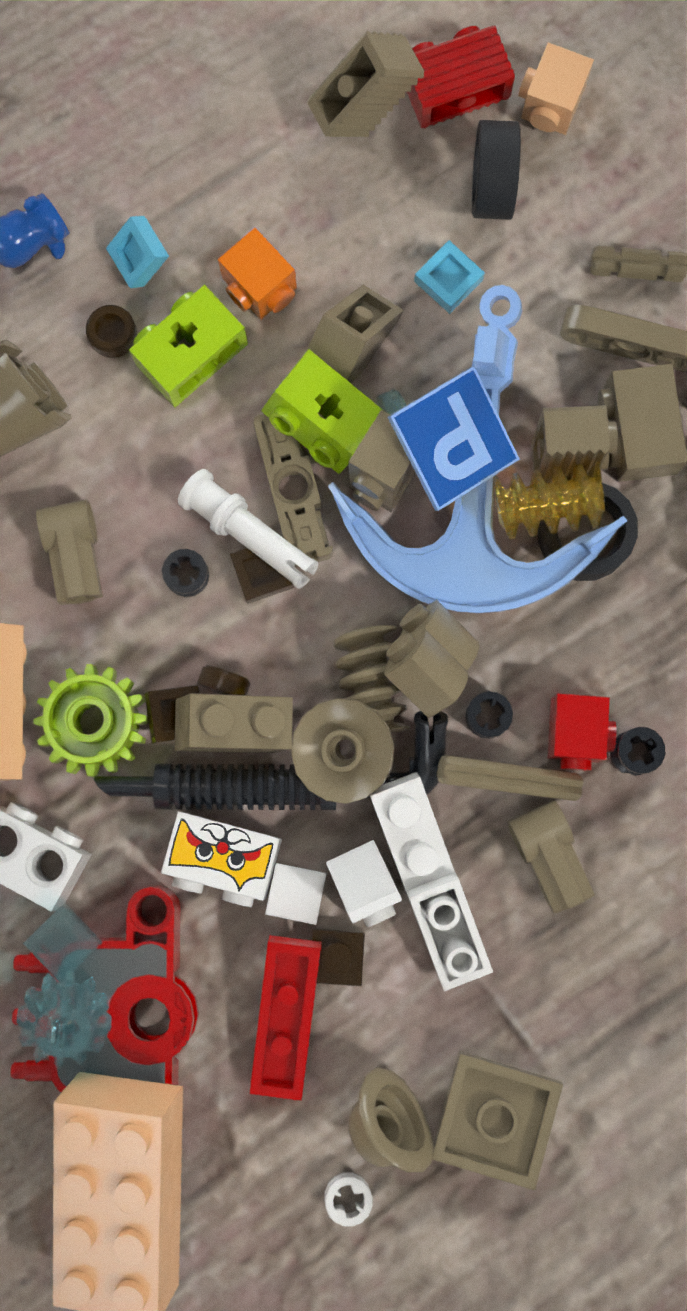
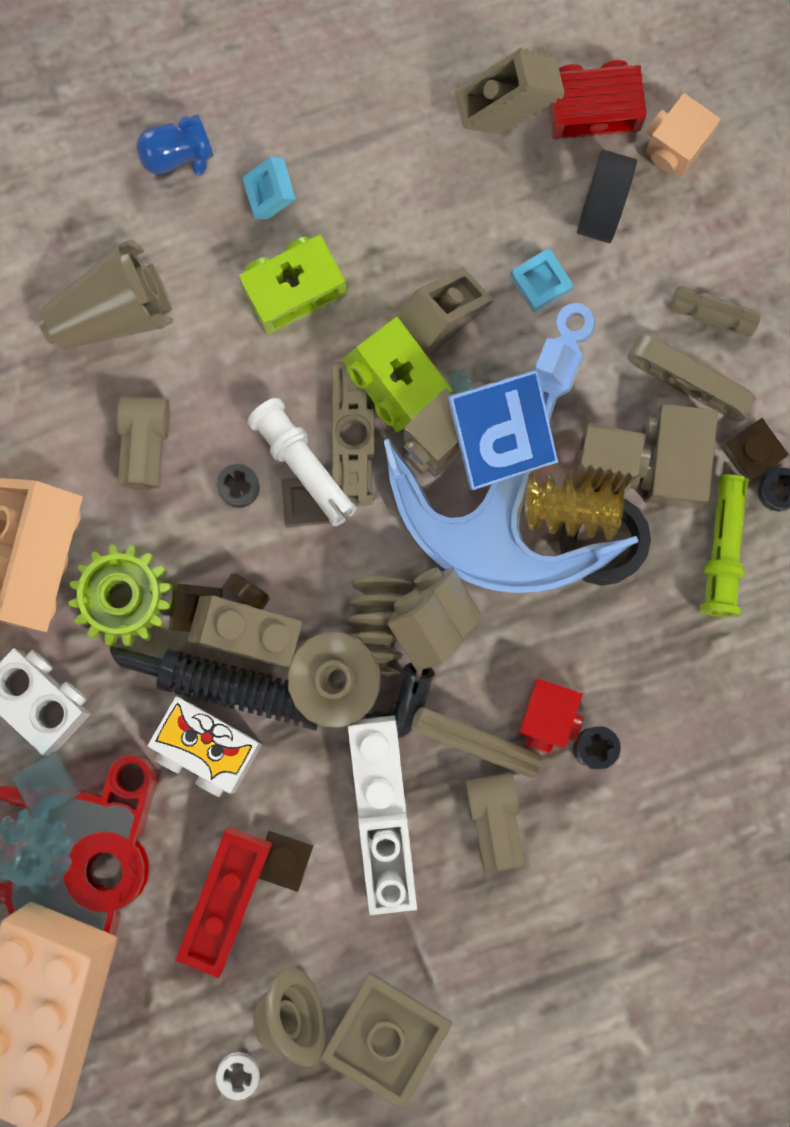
camera: 10 degrees right, 0 degrees up
(111, 331) = (228, 252): dark brown tile -> none
(257, 275) = (370, 237): orange brick -> none
(295, 893) = (261, 795): white tile -> none
(364, 884) = (323, 802): white slope -> none
(503, 720) = (462, 673): black bush -> none

